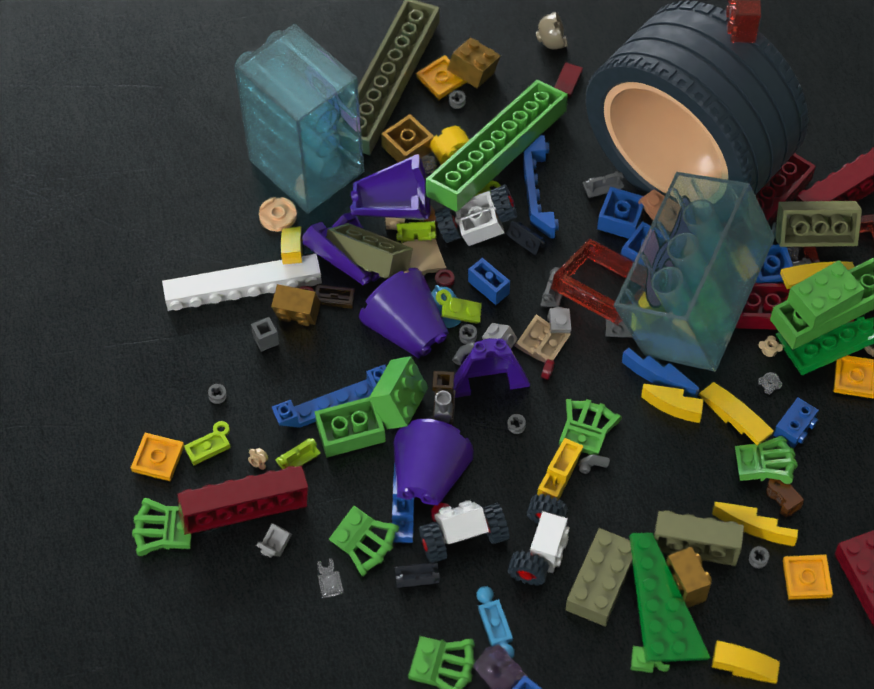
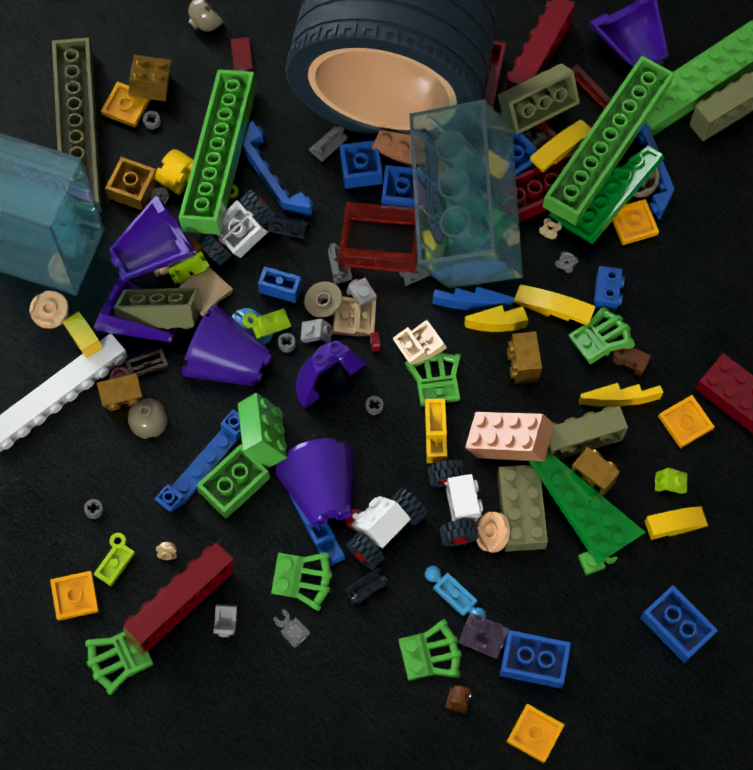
camera: 30 degrees left, 10 degrees up
(265, 334) = (107, 432): dark grey brick -> none
(299, 455) = (200, 530): lime hinge -> none
(308, 340) = (147, 418): none -> dark tan cylinder
(444, 278) = (236, 300): dark red tile -> none
(444, 396) = (303, 416): hips -> none
(462, 352) = (292, 358): dark grey arm -> none
(521, 311) = (318, 294): none -> dark tan dish
(561, 584) = (493, 532): none -> light nougat tile
(588, 389) = (419, 343): none -> tan slope
(592, 460) = (457, 406): dark grey arm -> none
(623, 504) = (510, 436): none -> brick
(678, 445) = (524, 358): none -> pearl gold brick
(759, 550) = (644, 422): dark grey bush -> none
(763, 623) = (671, 480): none -> lime bracket
(825, 294) = (584, 165): bright green brick -> none

